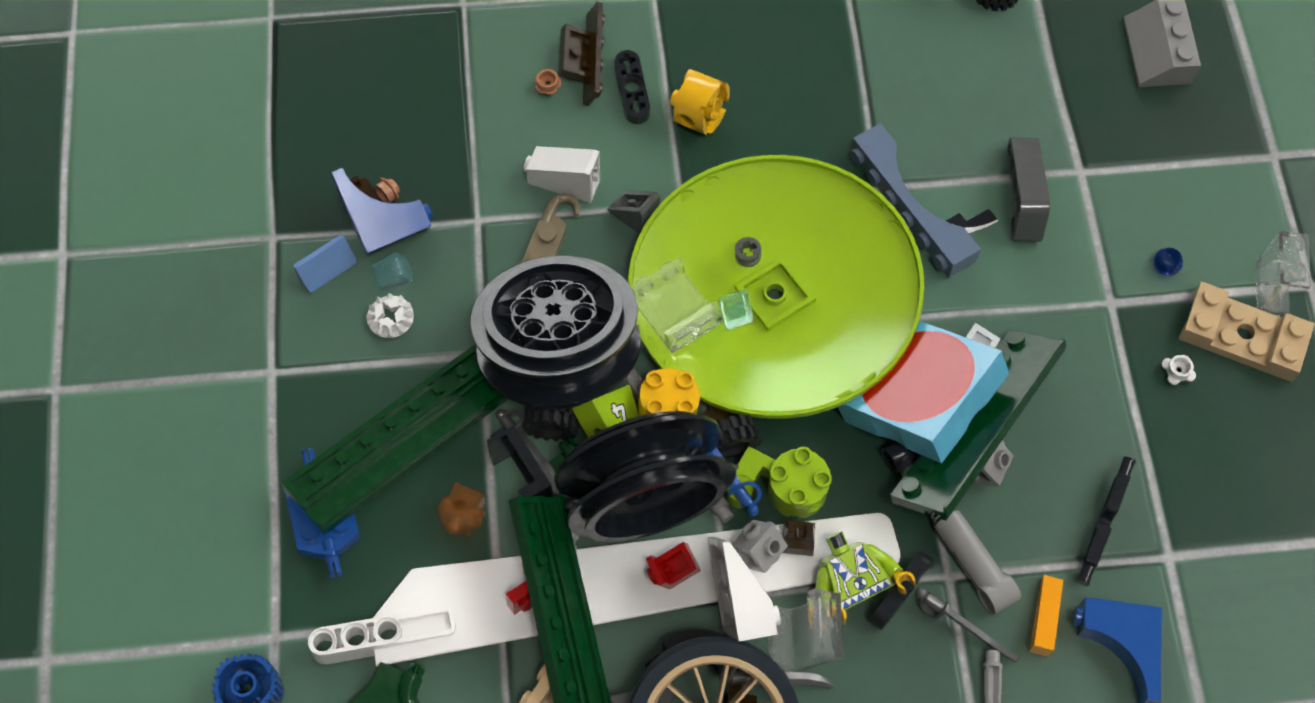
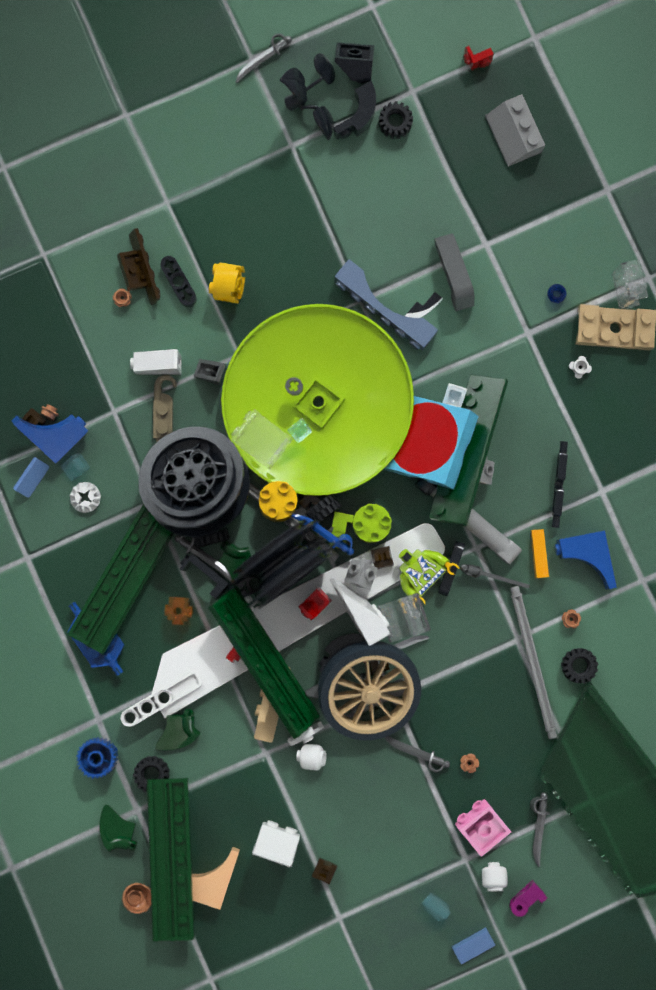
camera: 15 degrees left, 20 degrees up
(606, 410) = (248, 525): lime torso -> none

